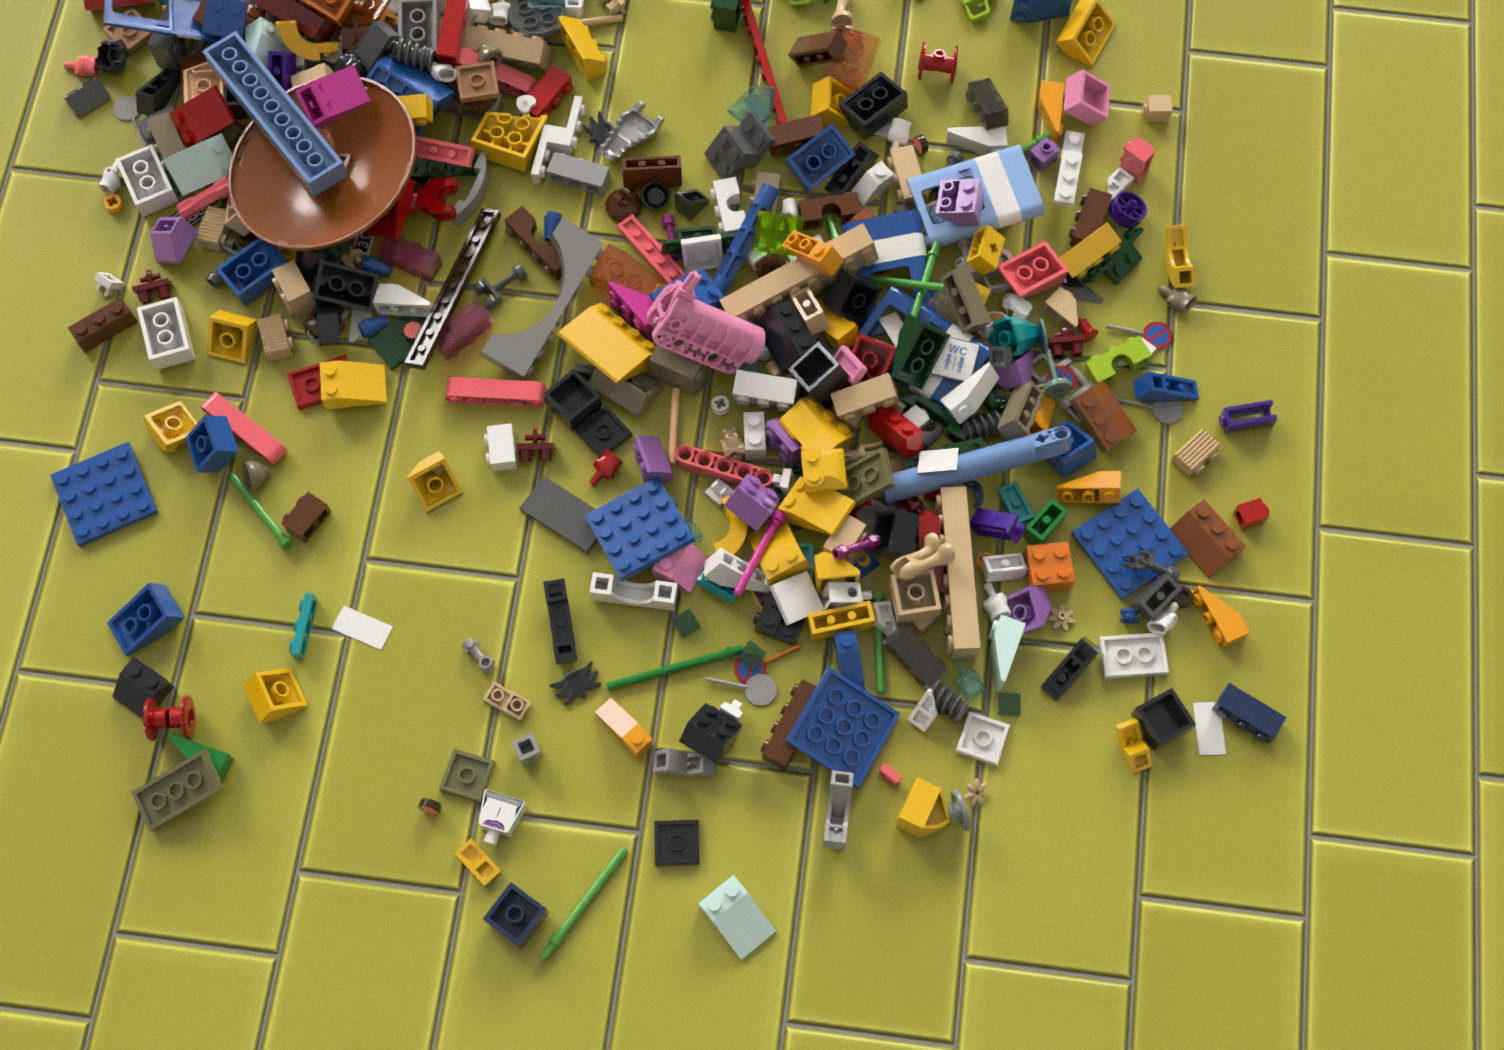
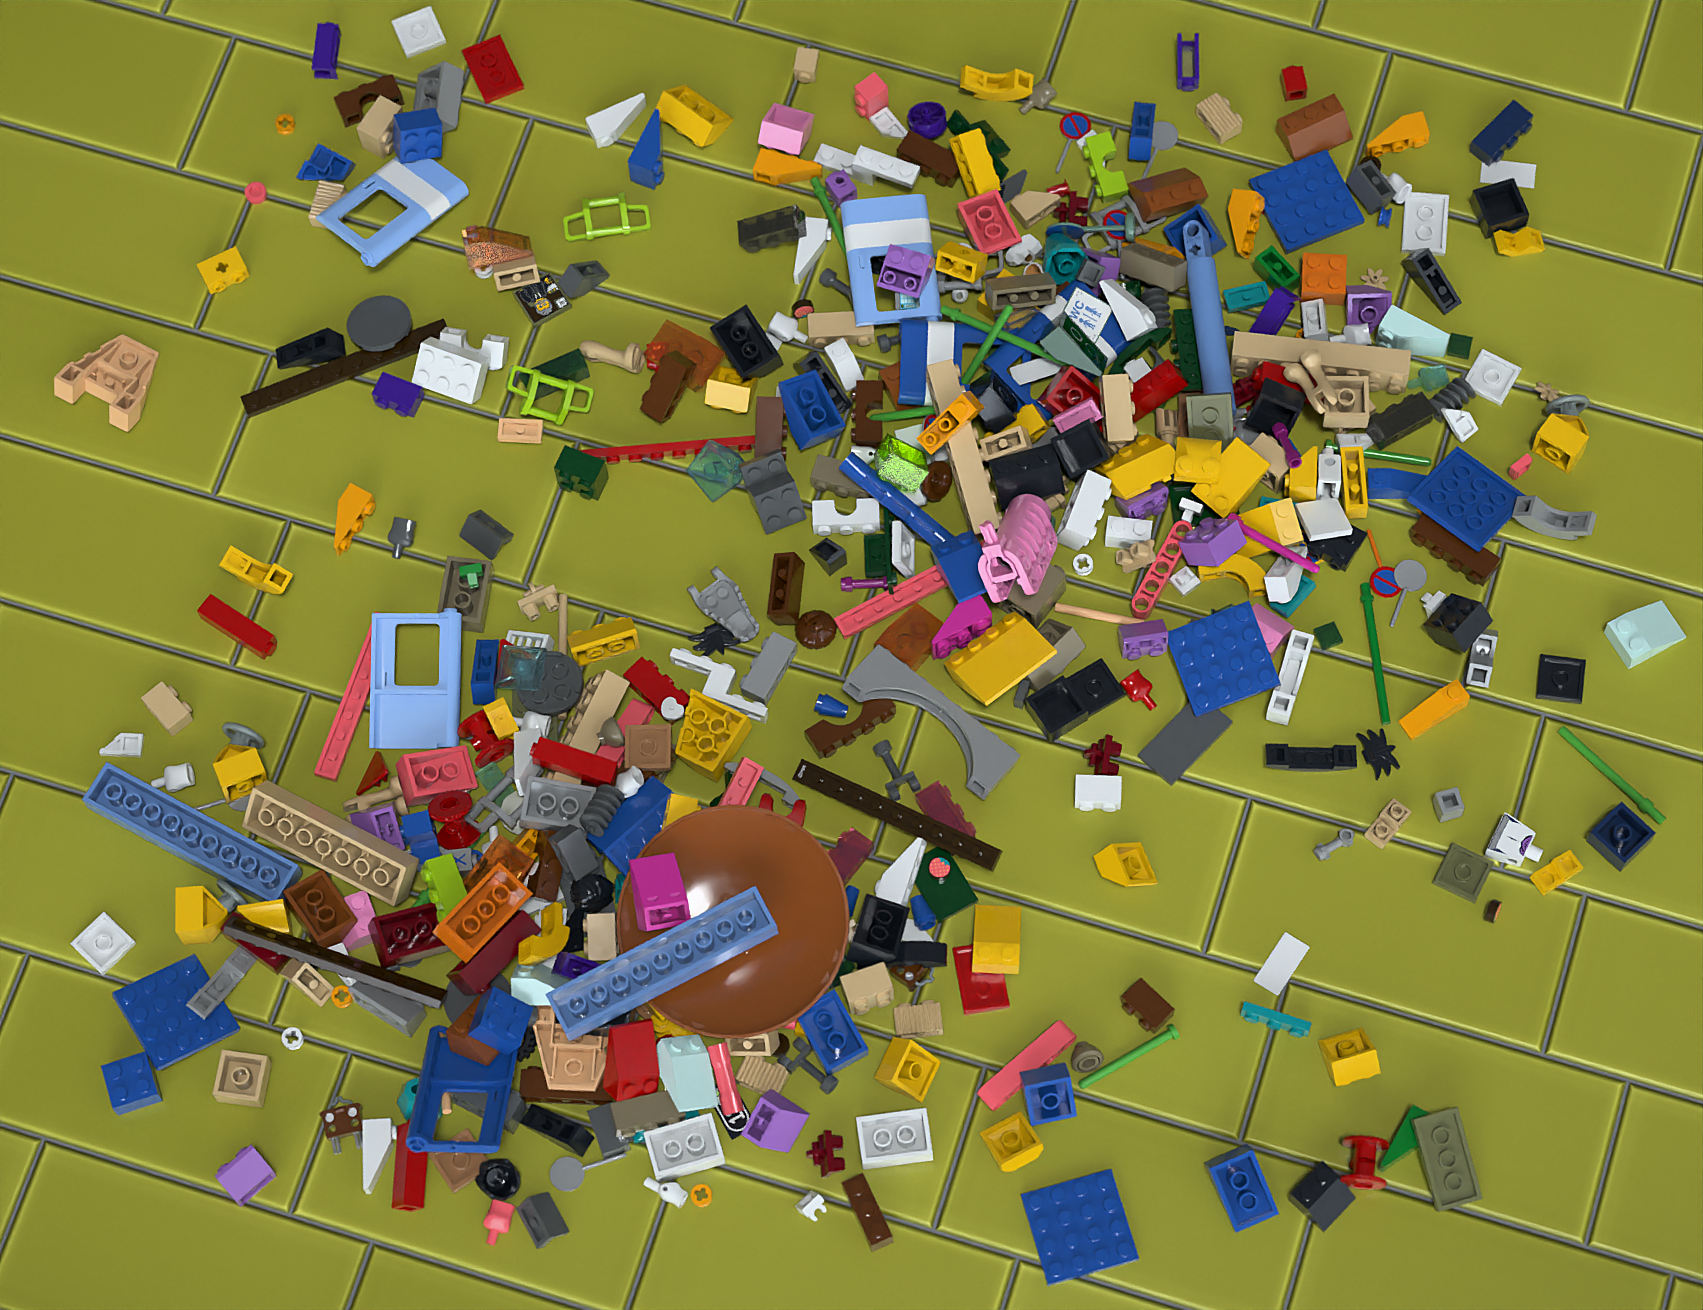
camera: 75 degrees left, 0 degrees up
(495, 392) = (1029, 791): coral beam -> none
(655, 196) = (816, 591): pearl dark grey hair -> none
(751, 655) = (1374, 575): clear green tile -> none
(938, 62) = (710, 258): red hose -> none
(938, 460) = (1201, 352): white sticker -> none
(1147, 562) = (1338, 183): dark grey bar -> none

